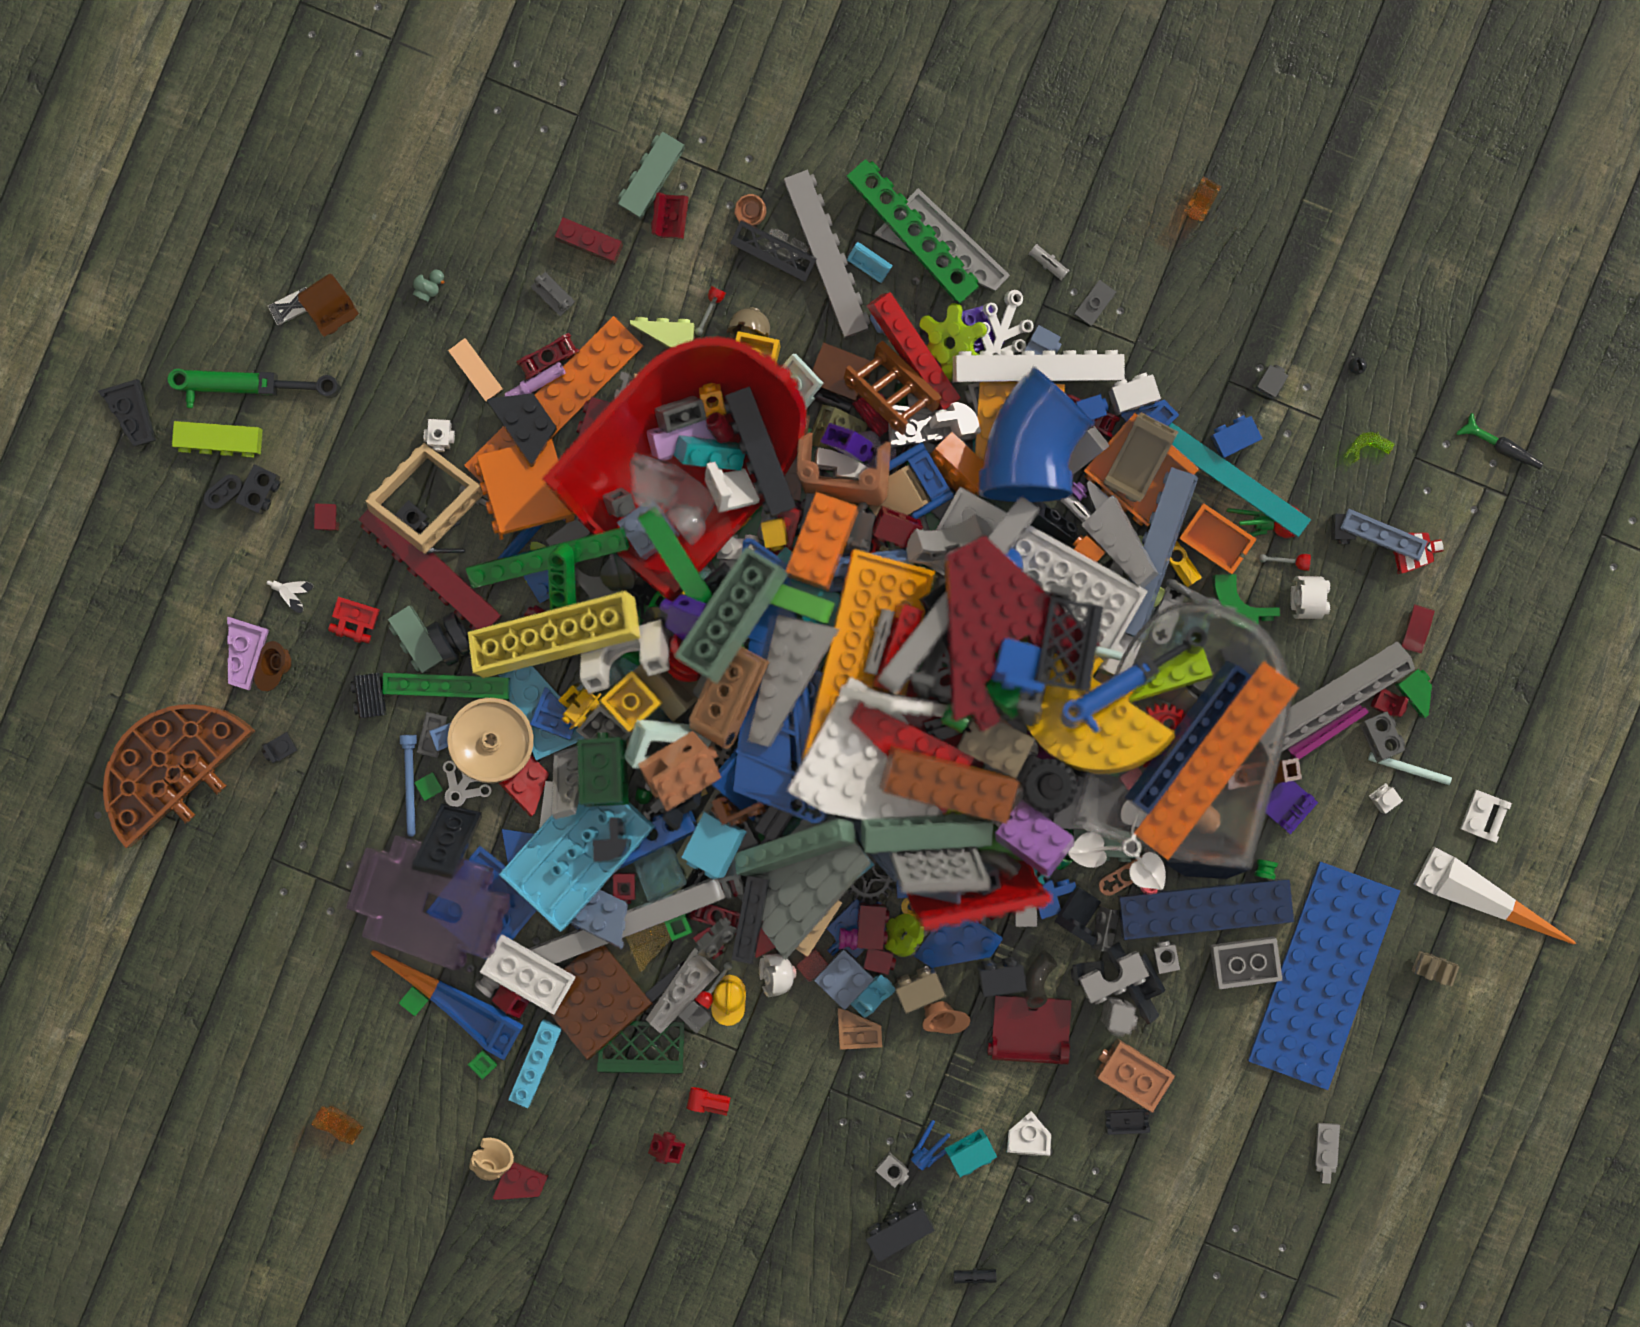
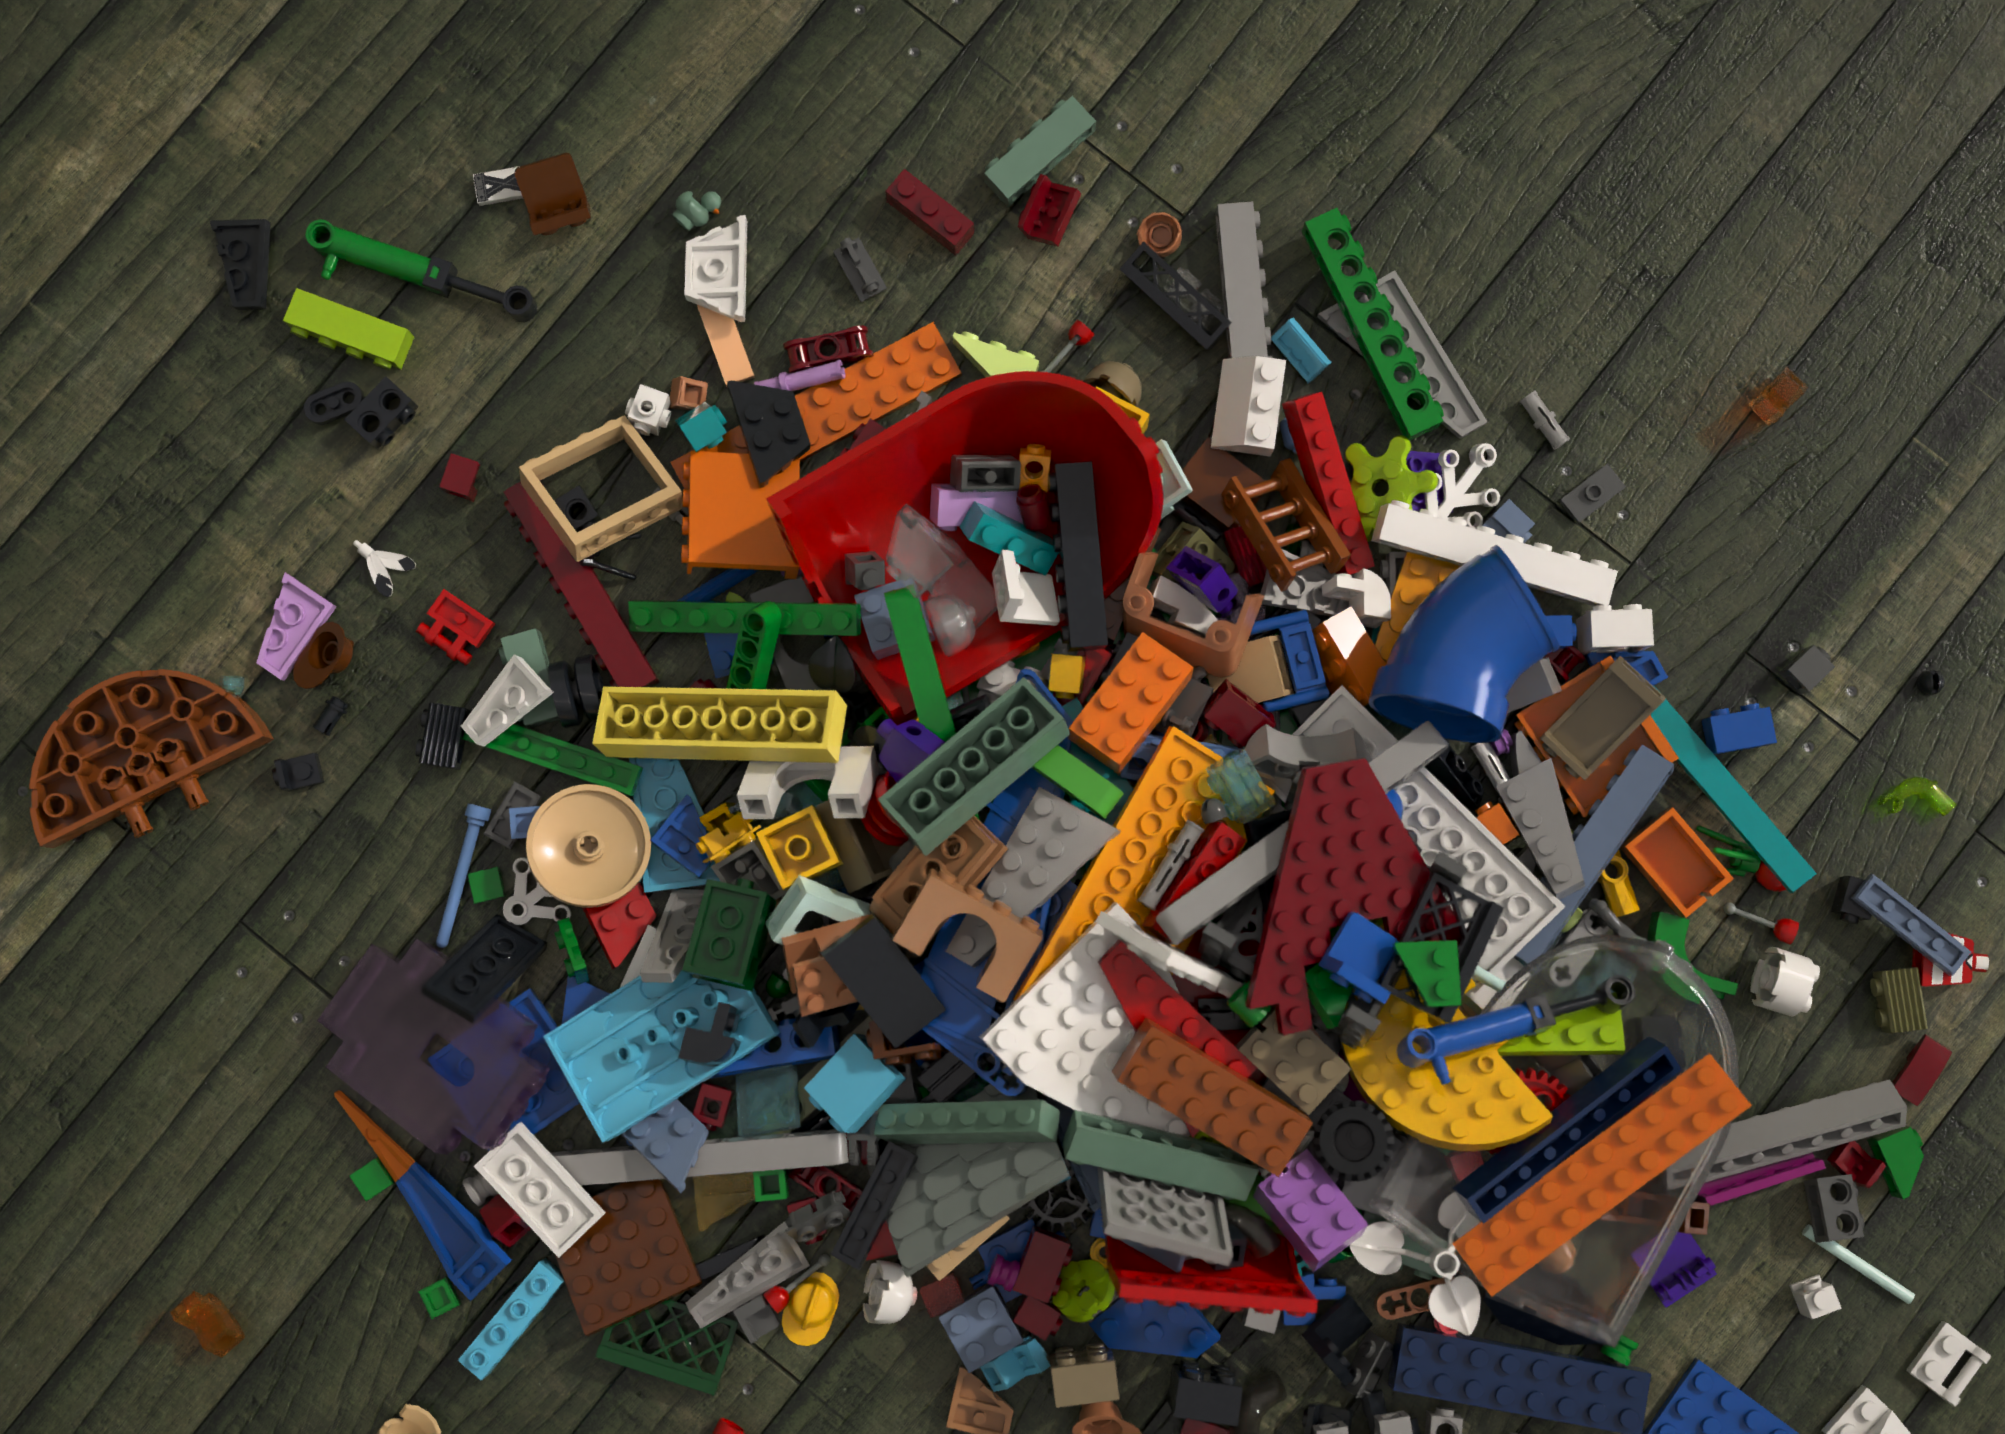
camera: 15 degrees right, 5 degrees down
(216, 701) = (233, 683): none -> clear light blue hinge
(288, 703) = (330, 715): none -> black pin
(405, 661) = (506, 701): none -> white wing
(456, 323) = (718, 270): none -> white wing
(461, 414) = (687, 393): none -> nougat slope
(479, 435) = (703, 426): none -> teal brick
(494, 806) = (566, 939): none -> green wing
(713, 772) = (883, 981): none -> black tile
(736, 706) = (943, 897): none -> medium nougat arch
(844, 313) = (1248, 405): none -> white slope
(896, 597) = (1213, 810): none -> dark grey hinge
(909, 576) = (1239, 786): none -> clear light blue brick
(1068, 661) = (1433, 970): none -> green wing
(1390, 586) = (1899, 1000): none -> olive brick

